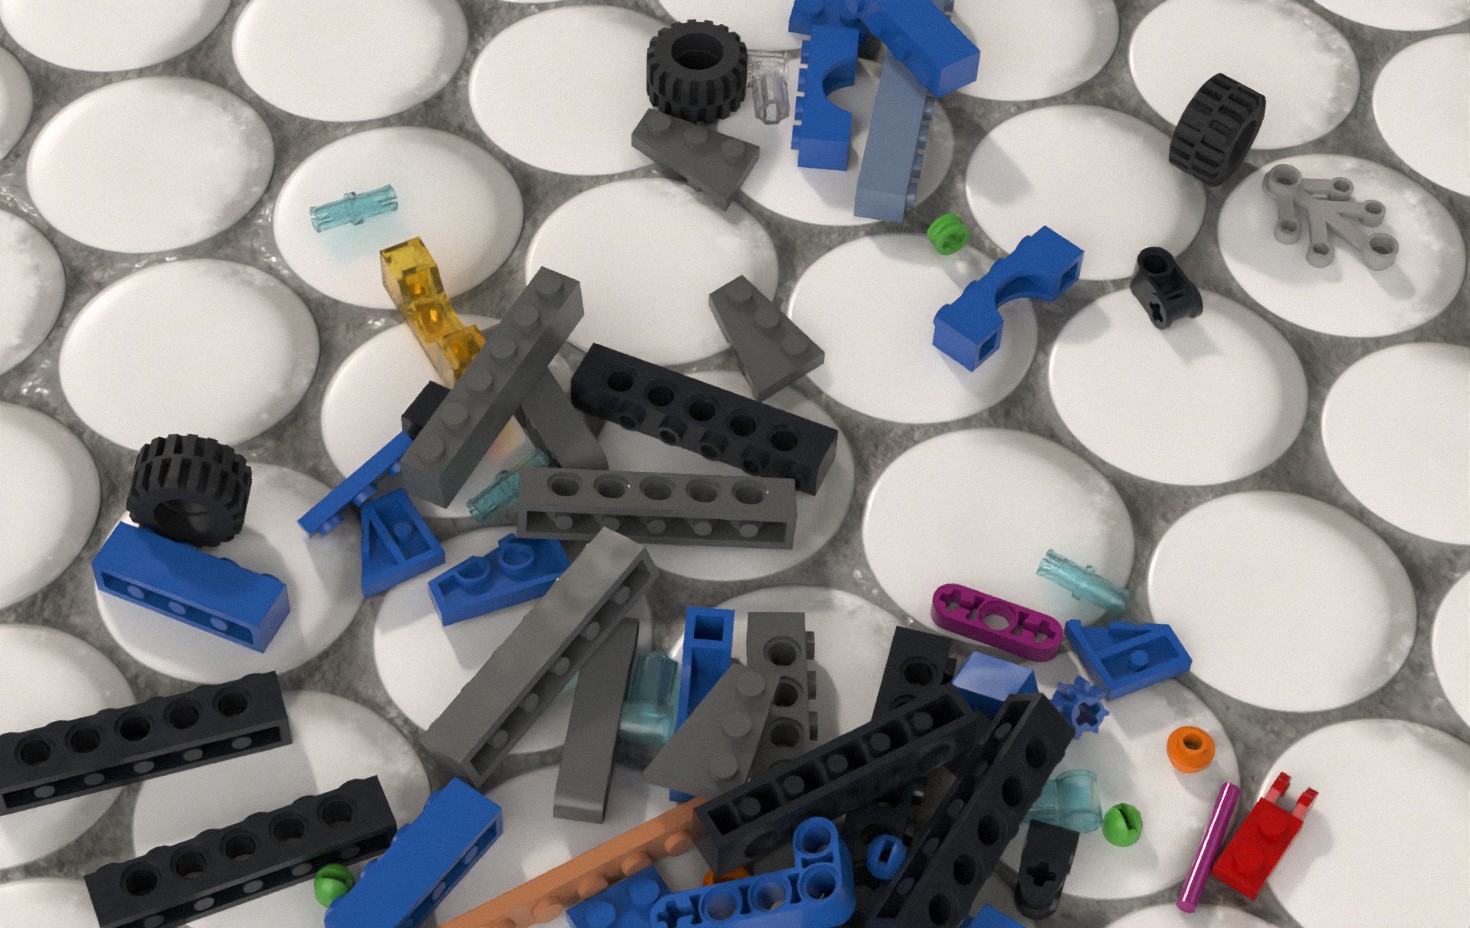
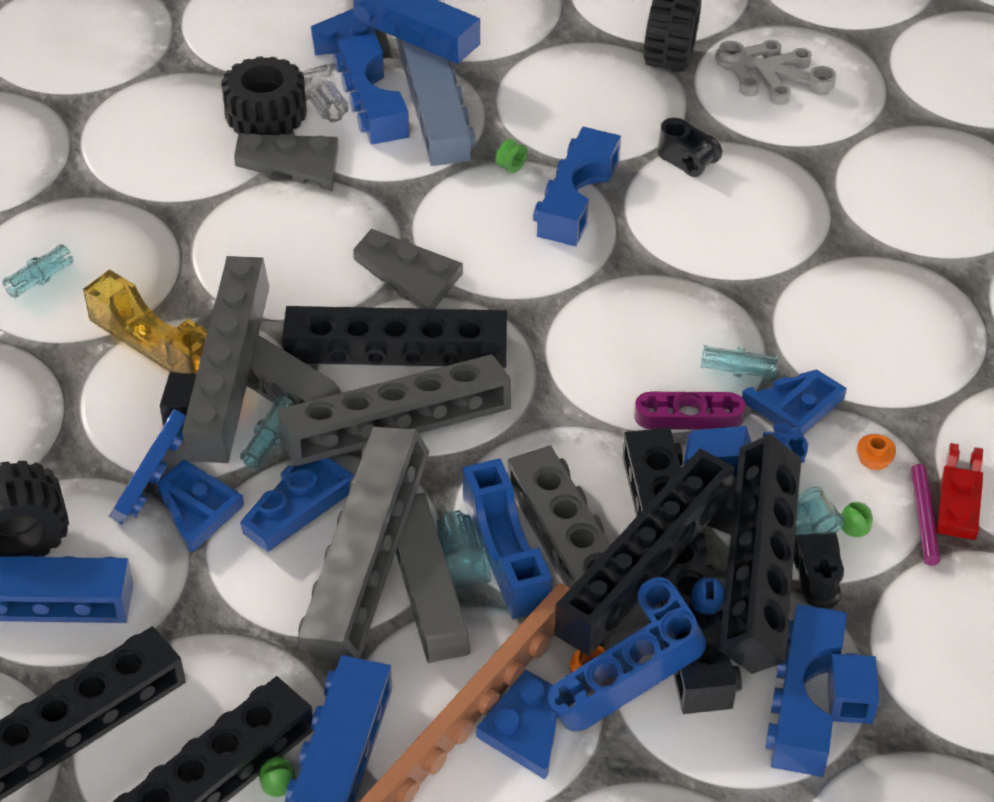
camera: 20 degrees left, 5 degrees down
(719, 738) = (541, 552): dark grey wing -> none

